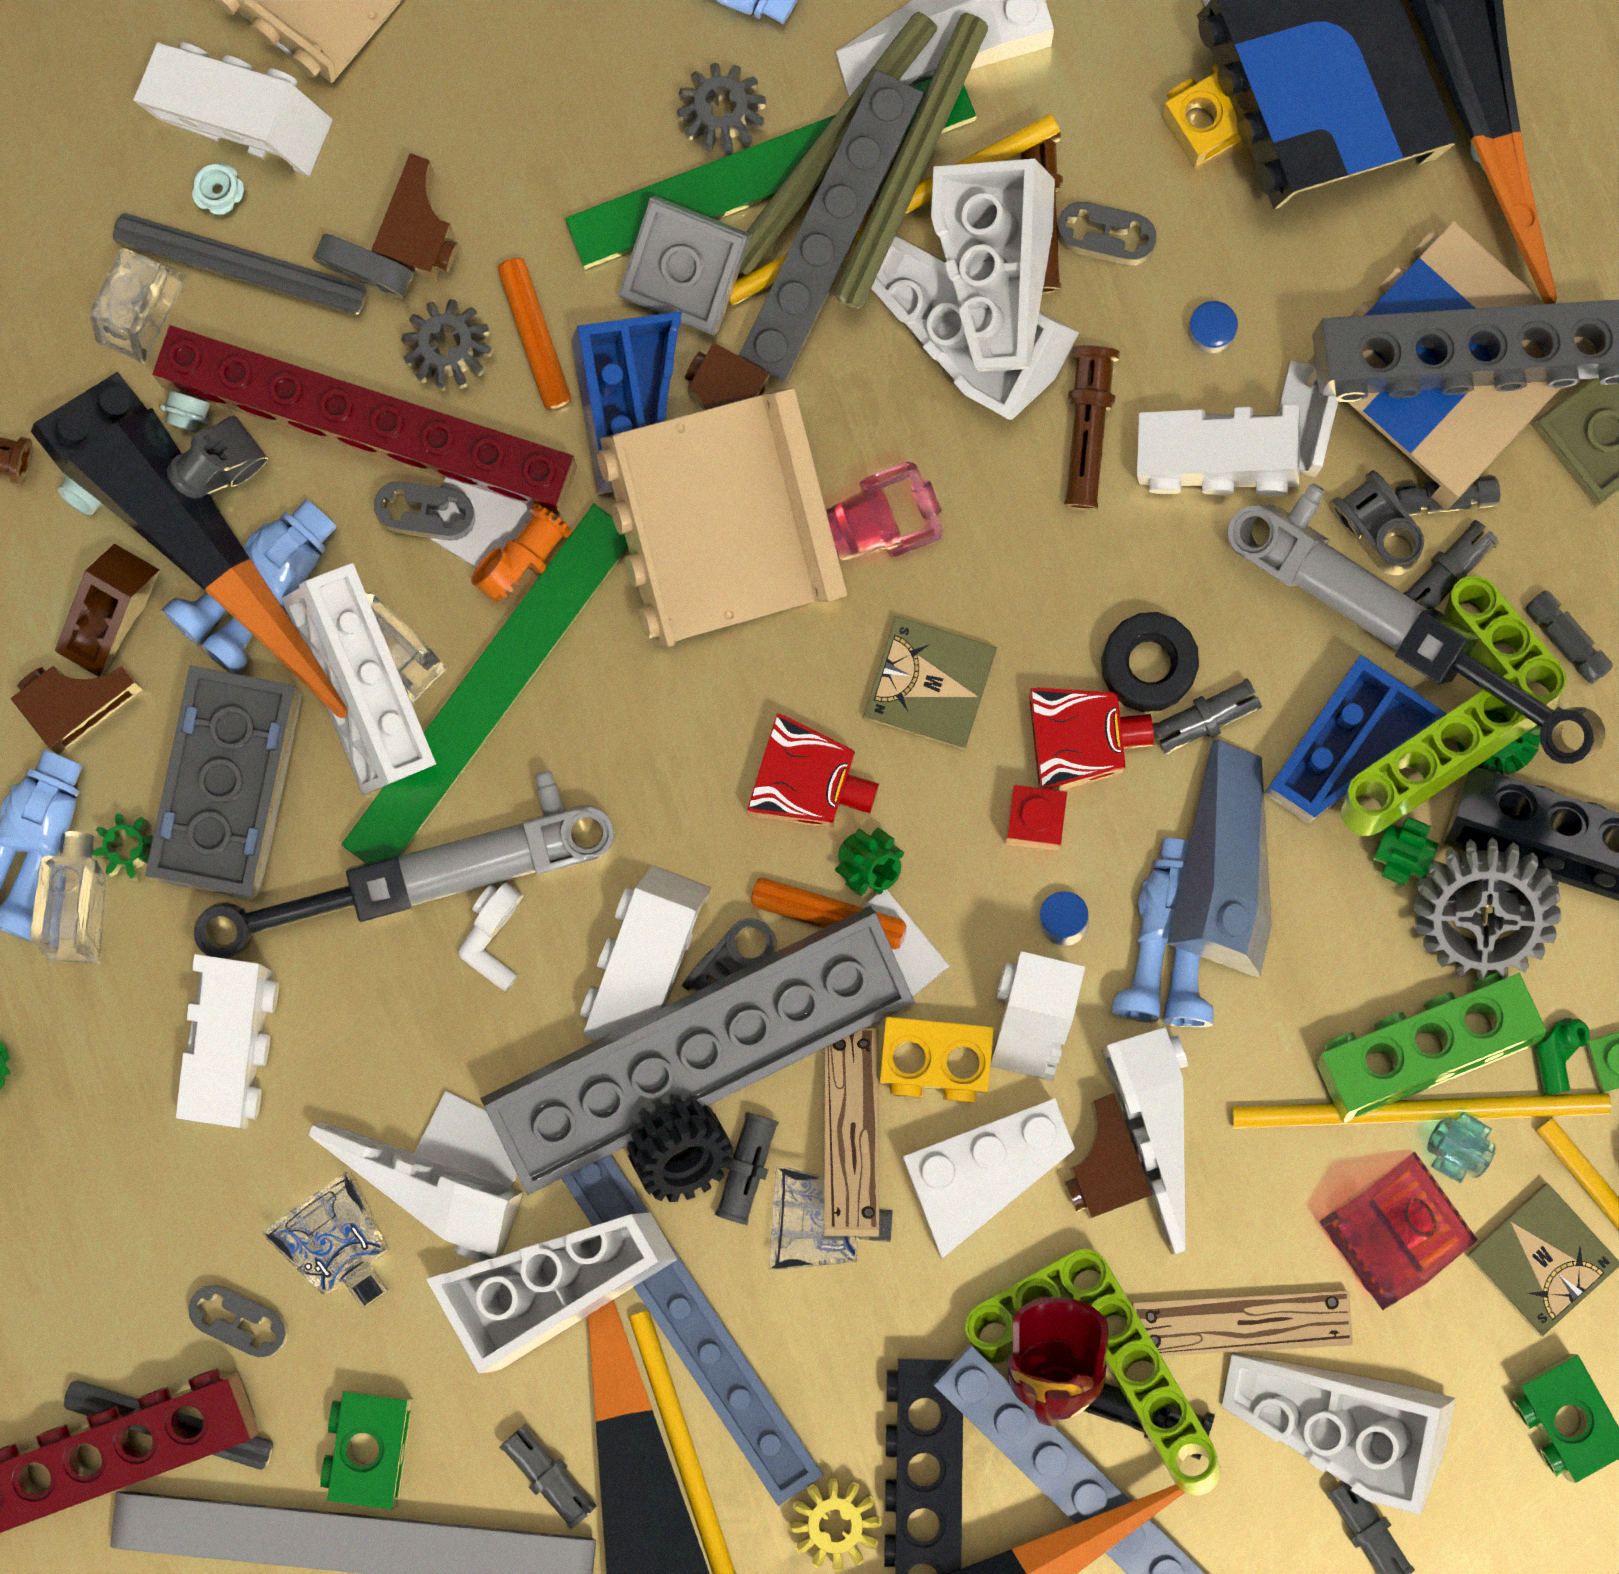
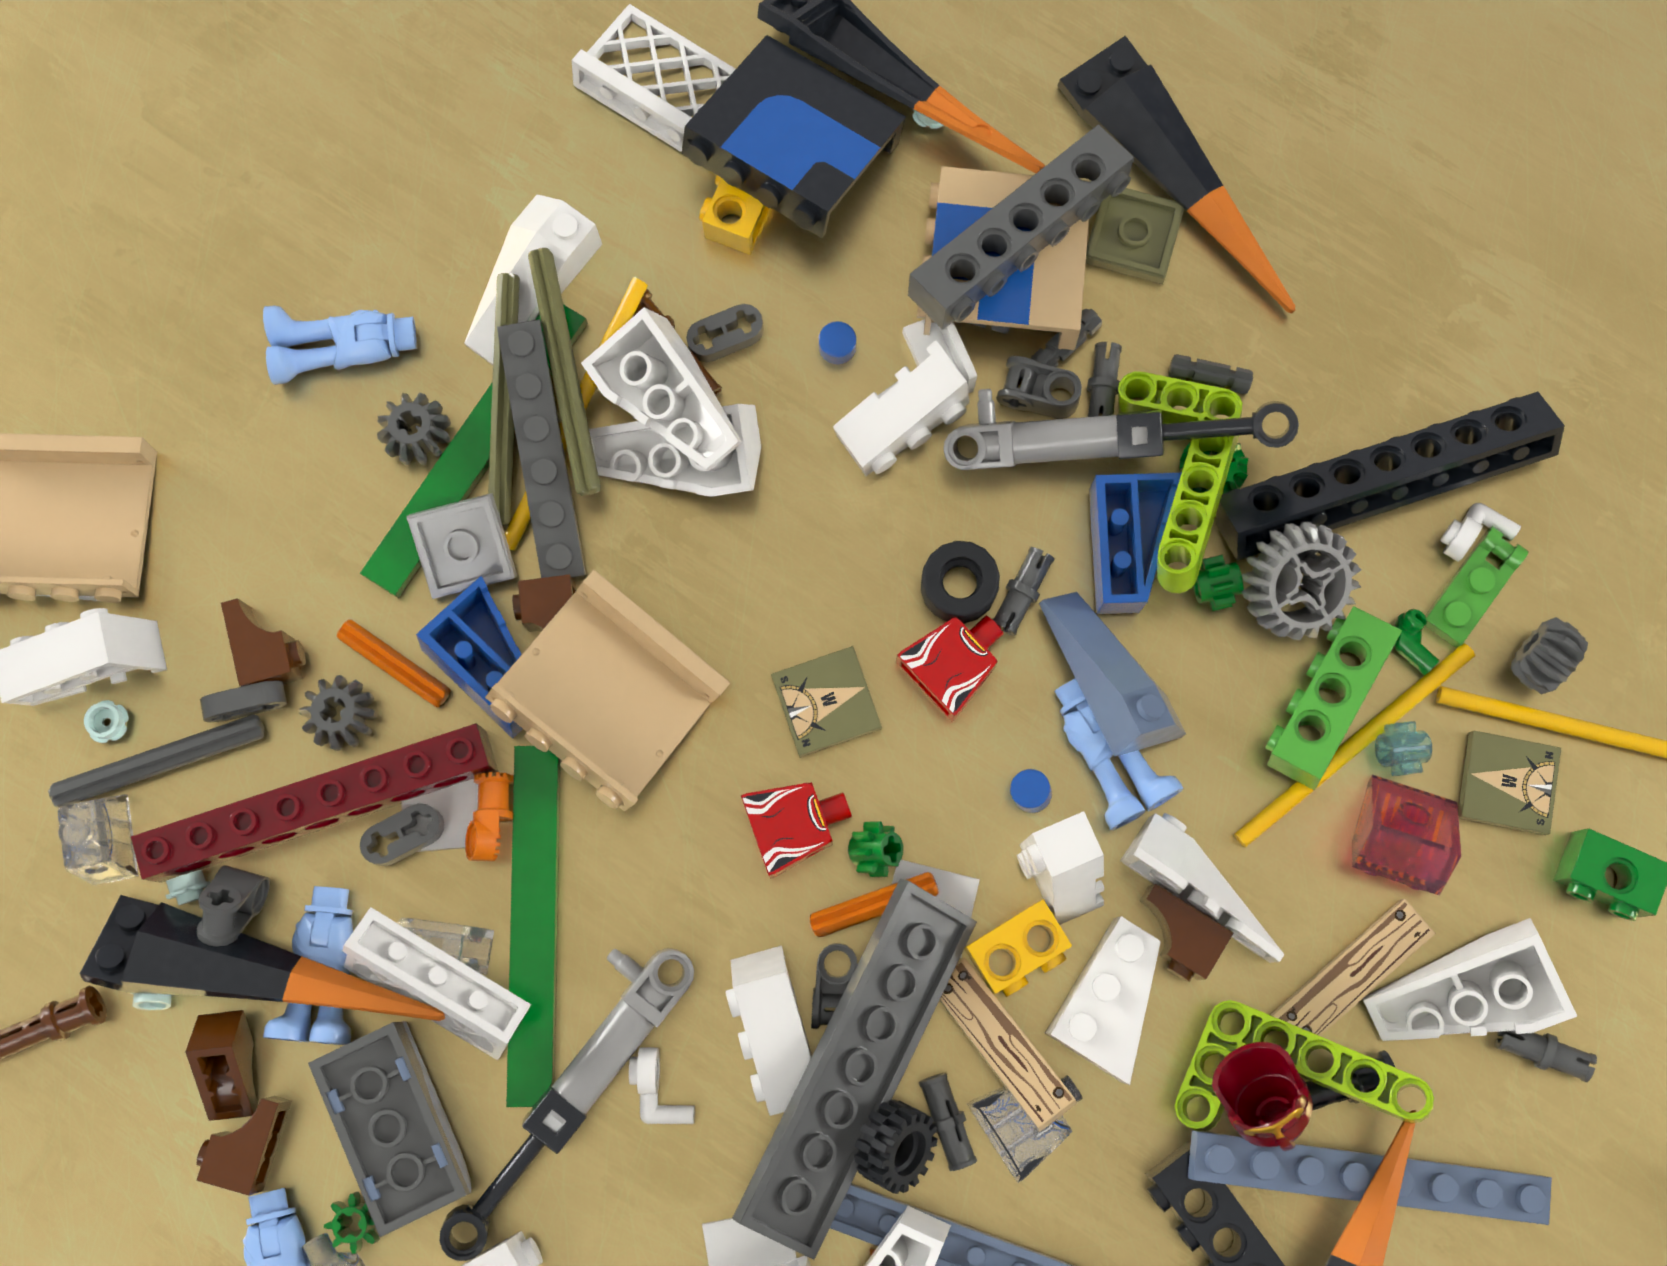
camera: 40 degrees left, 5 degrees down
(867, 522) = (706, 626): clear pink piece -> none
(1036, 817) = (963, 737): red brick -> none
(1091, 393) = (798, 440): reddish brown pin -> none

